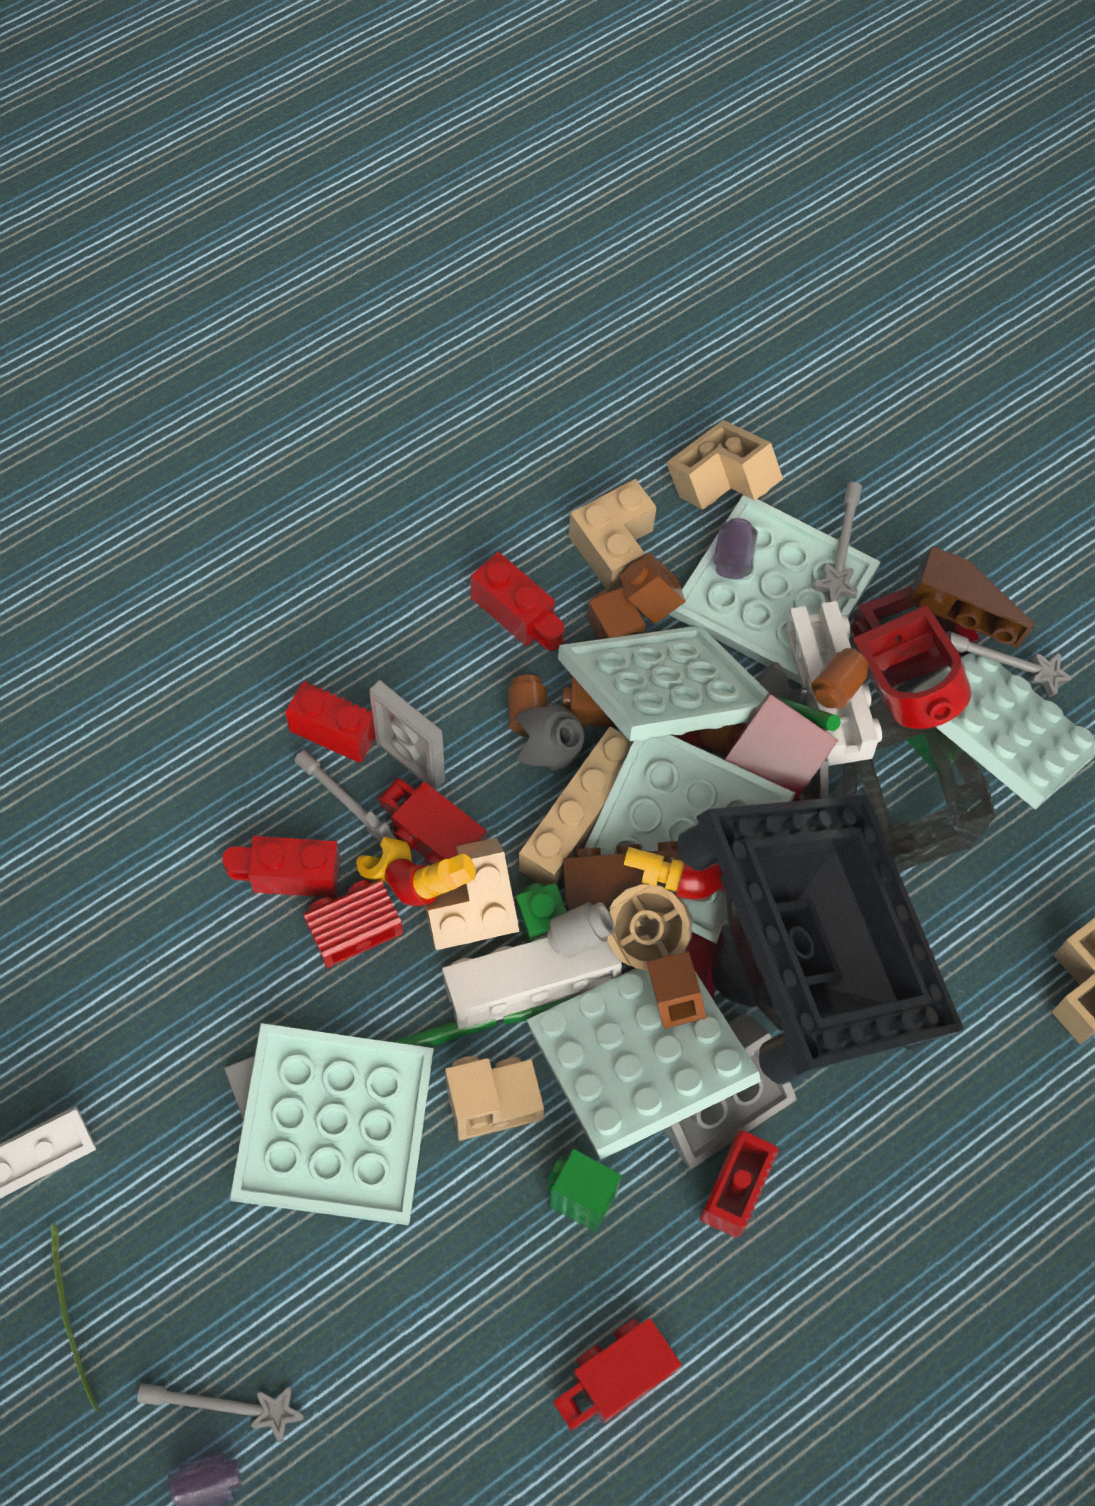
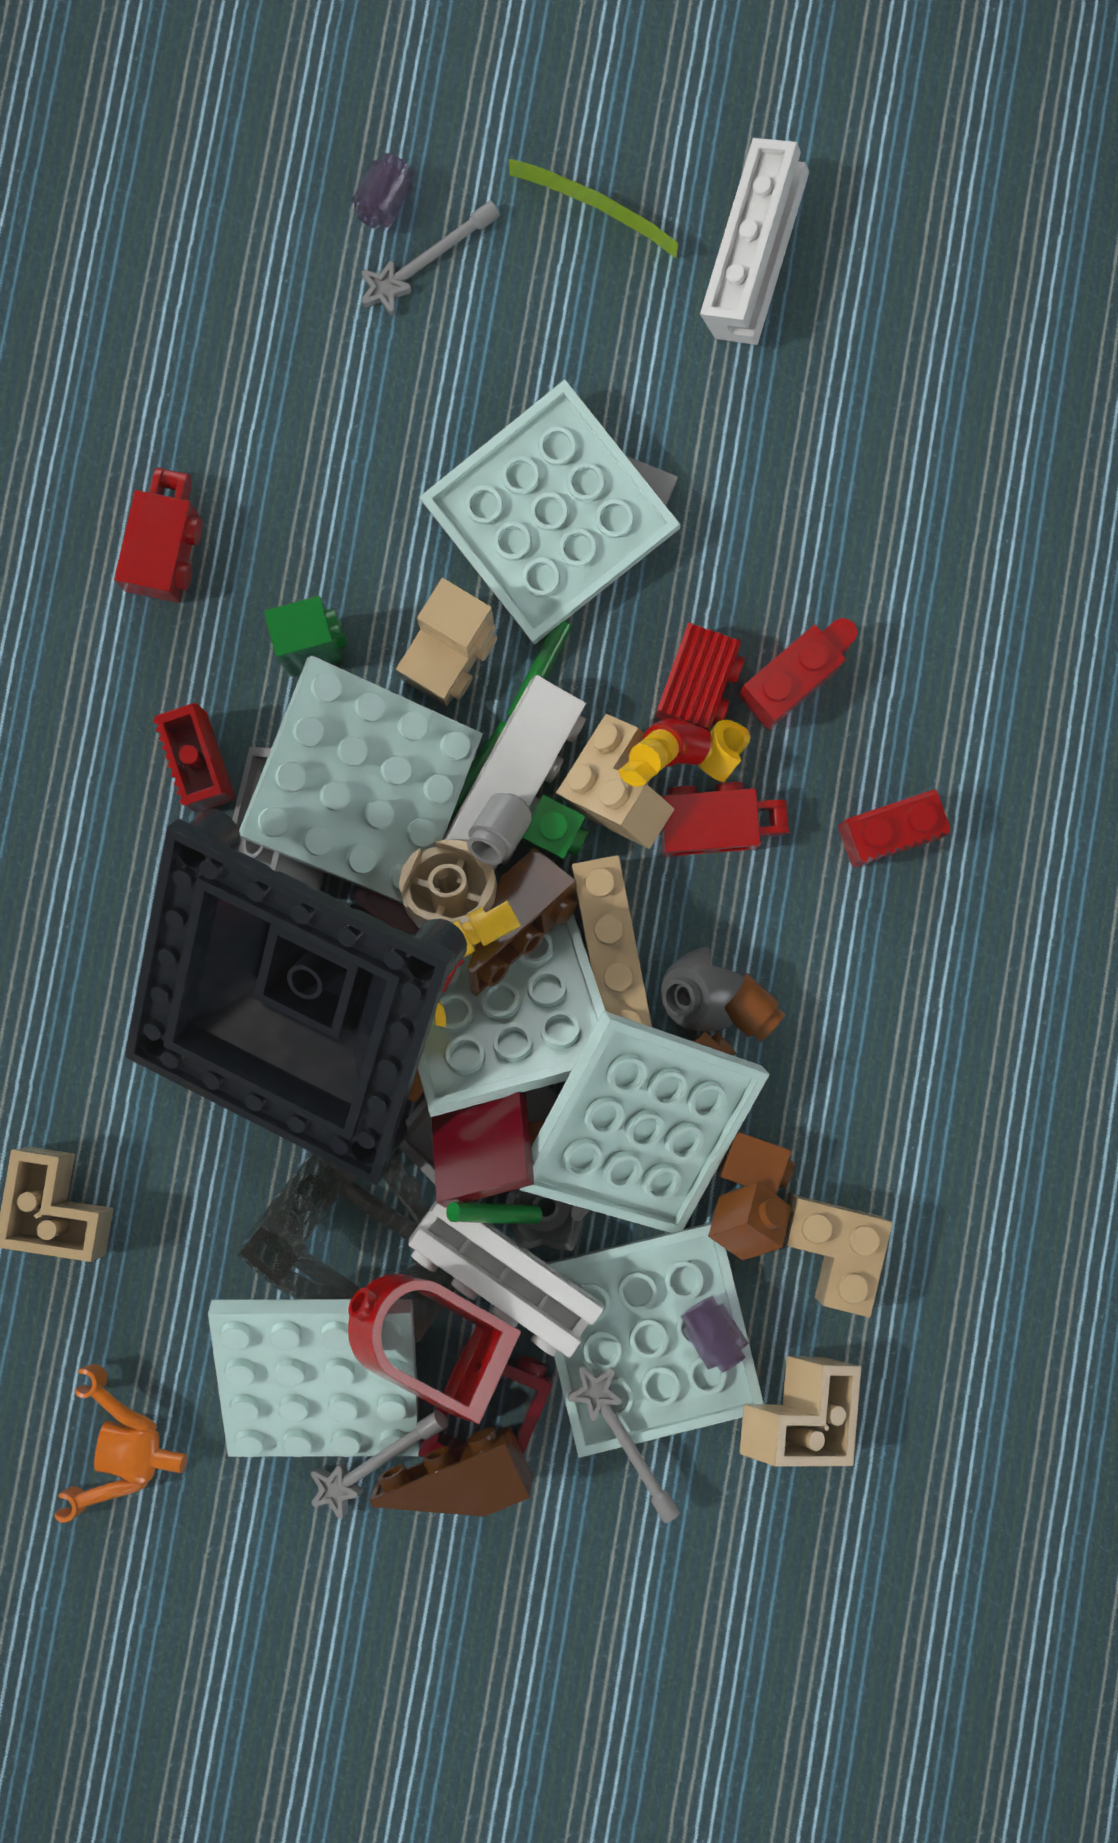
camera: 140 degrees right, 20 degrees up
(374, 825) = (767, 775): light grey piece -> none
(407, 735) = (811, 860): light grey tile -> none
(517, 603) = (854, 1094): red brick -> none
(676, 989) = (373, 847): dark orange brick -> none
(840, 678) = (488, 1267): dark orange brick -> none

